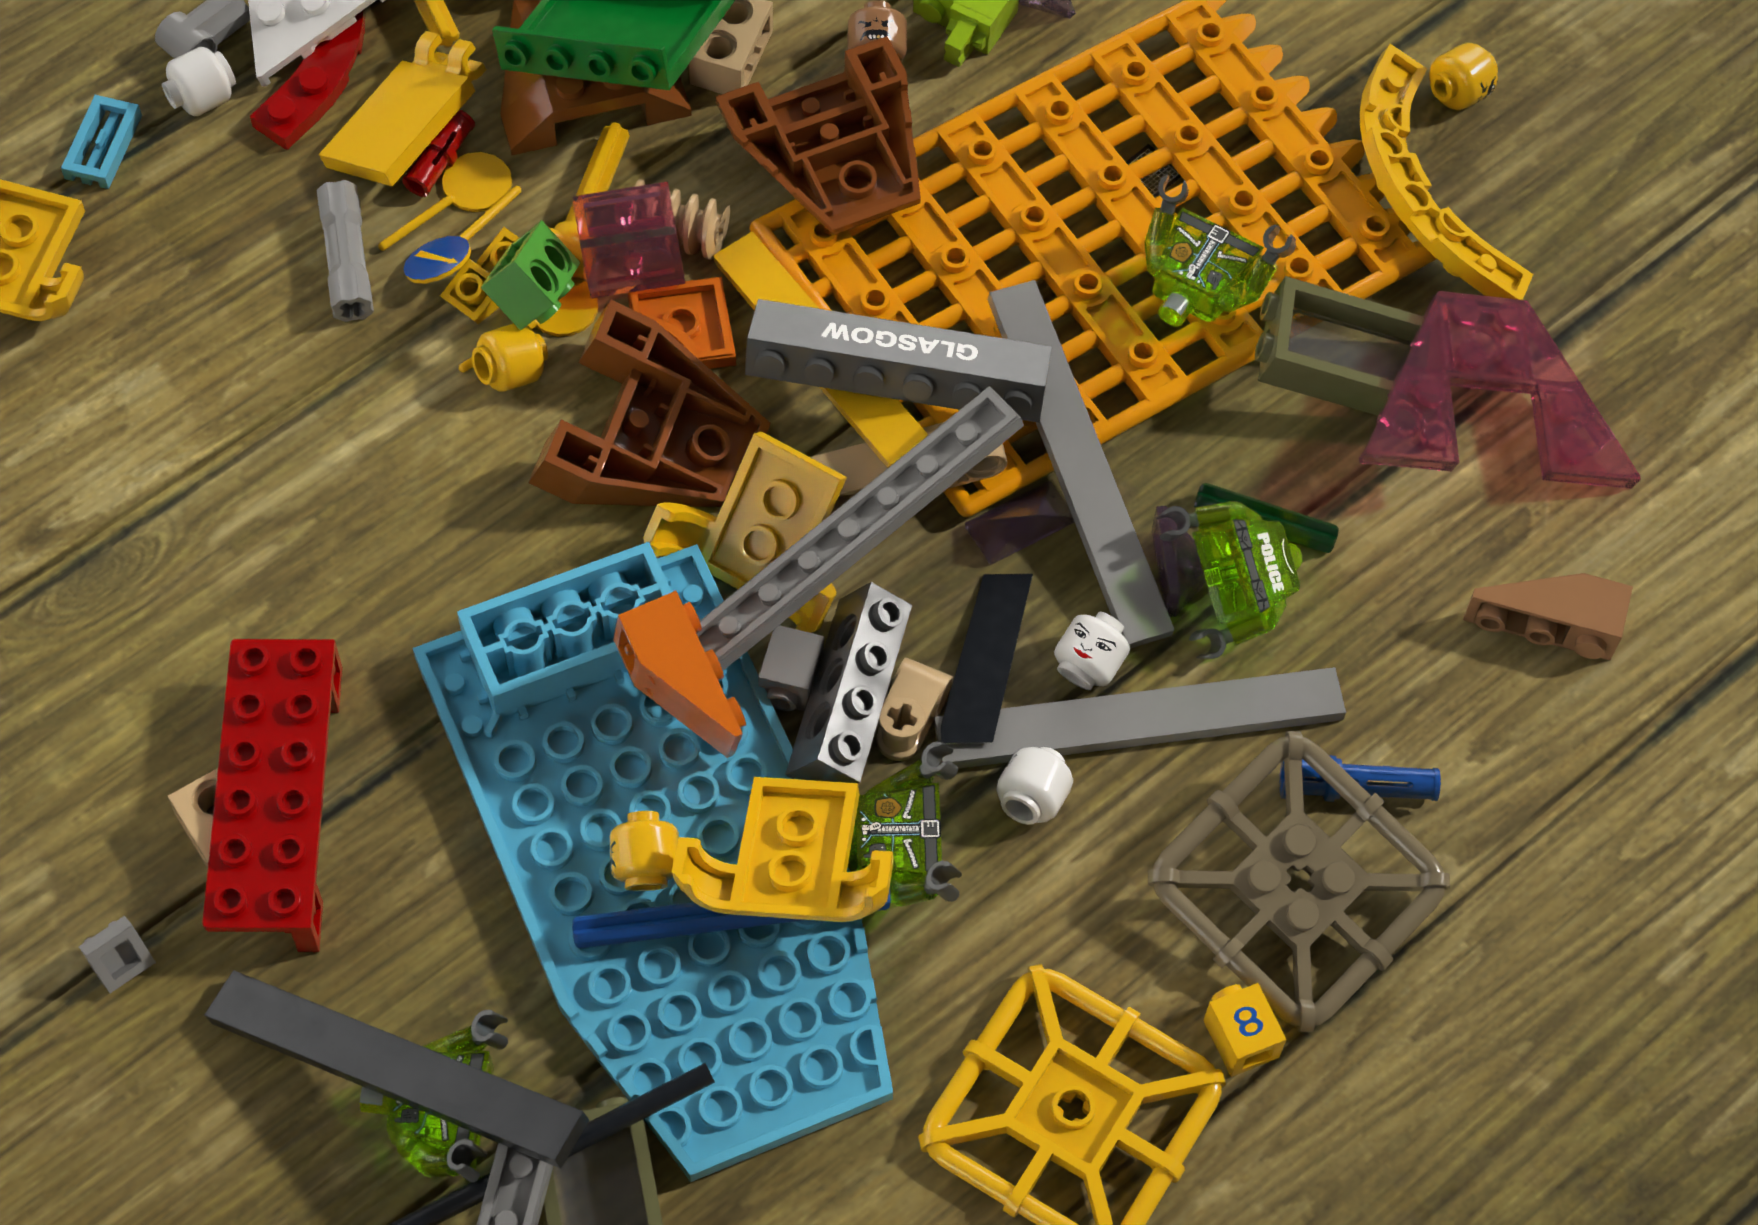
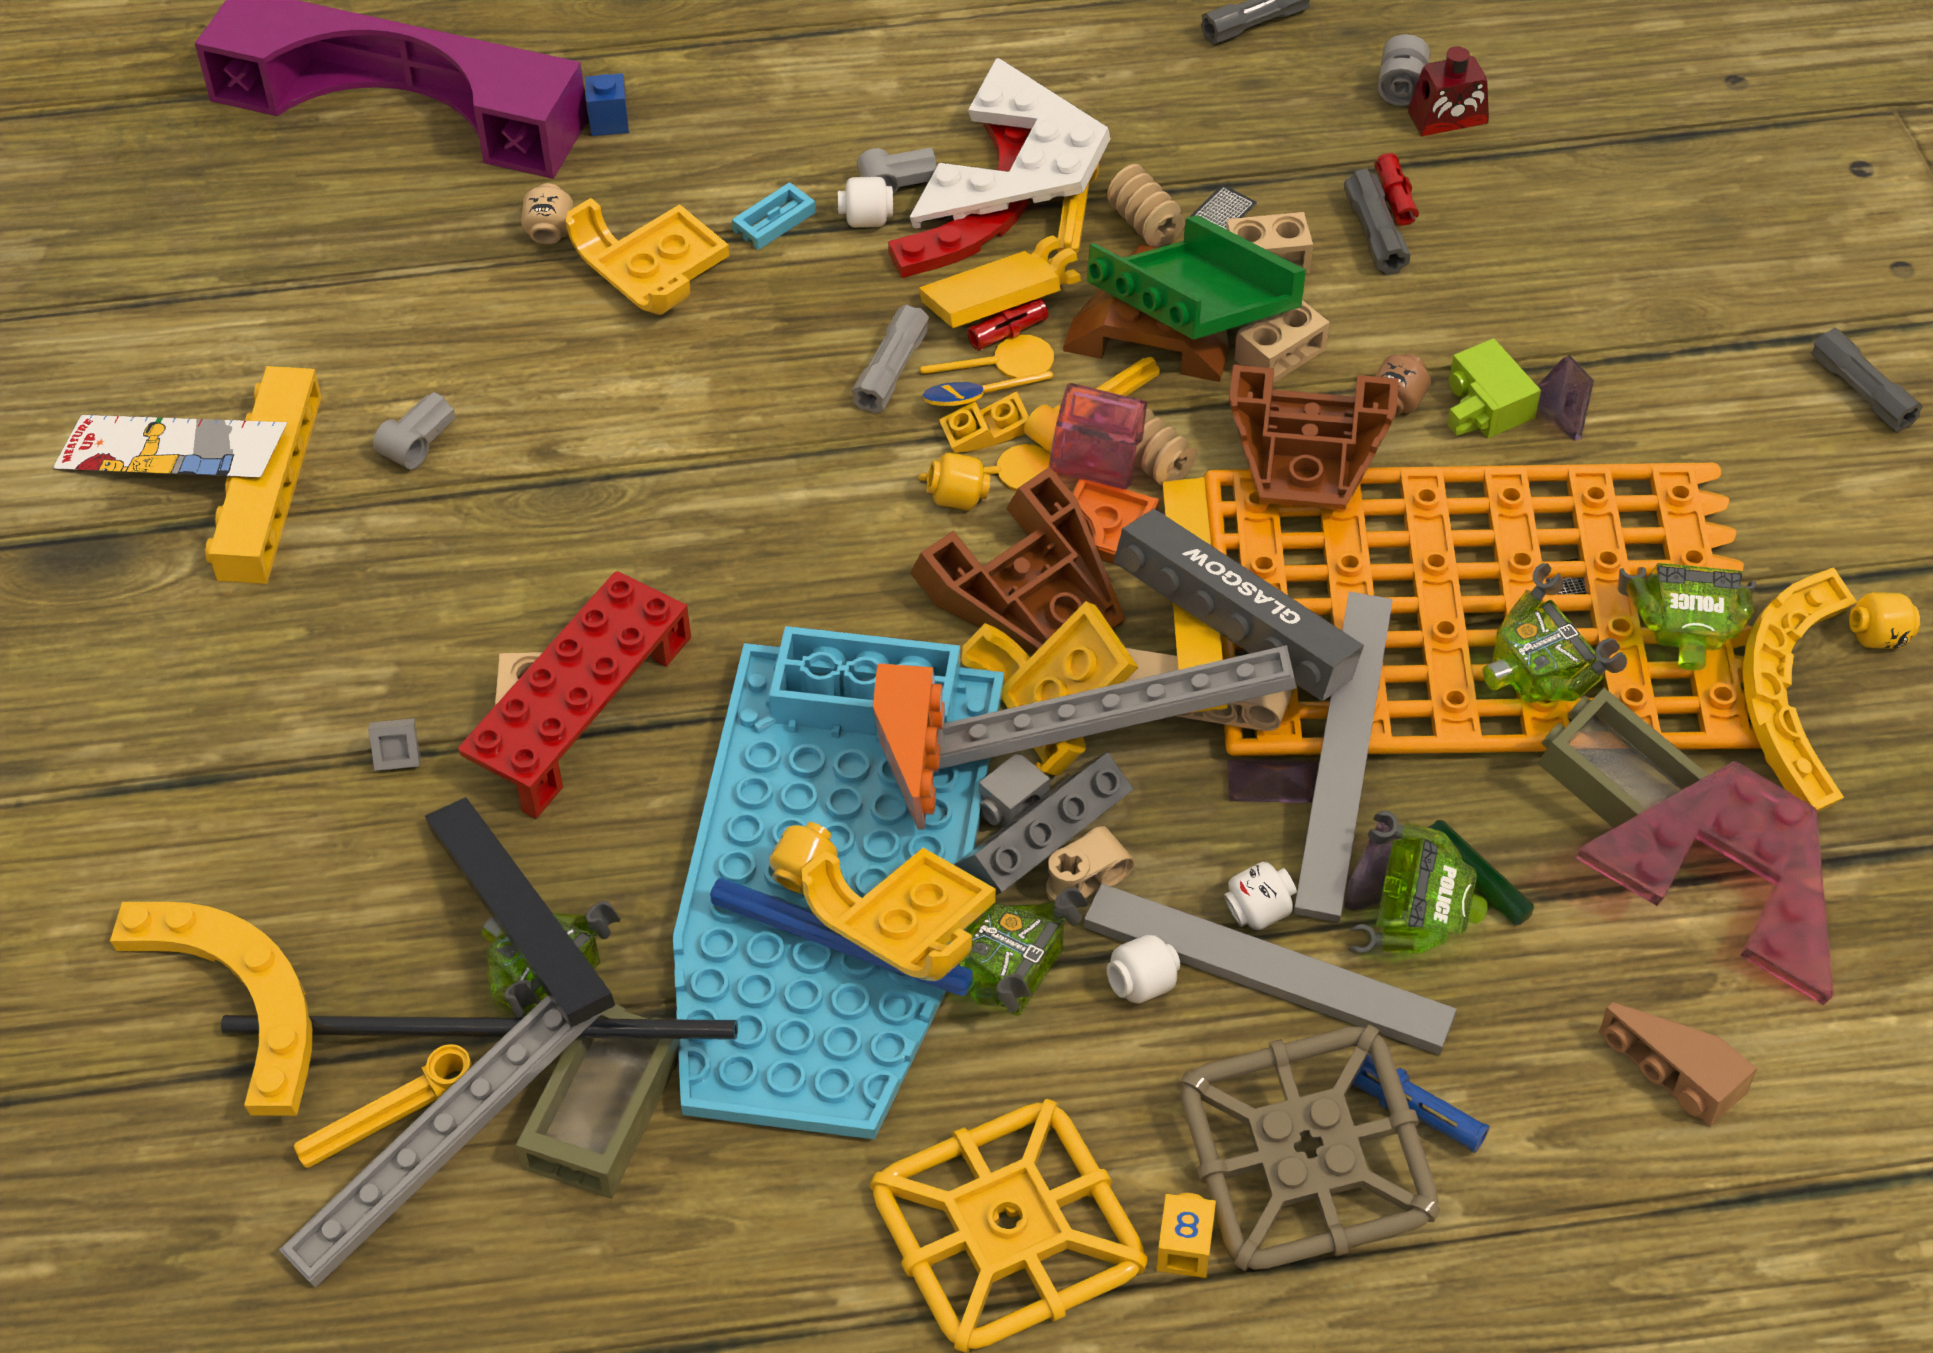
camera: 35 degrees right, 10 degrees down
(532, 276) = (1006, 427): bright green brick -> none
(986, 660) = (1172, 863): black sticker -> none
(1302, 152) = (1690, 607): none -> clear neon green torso

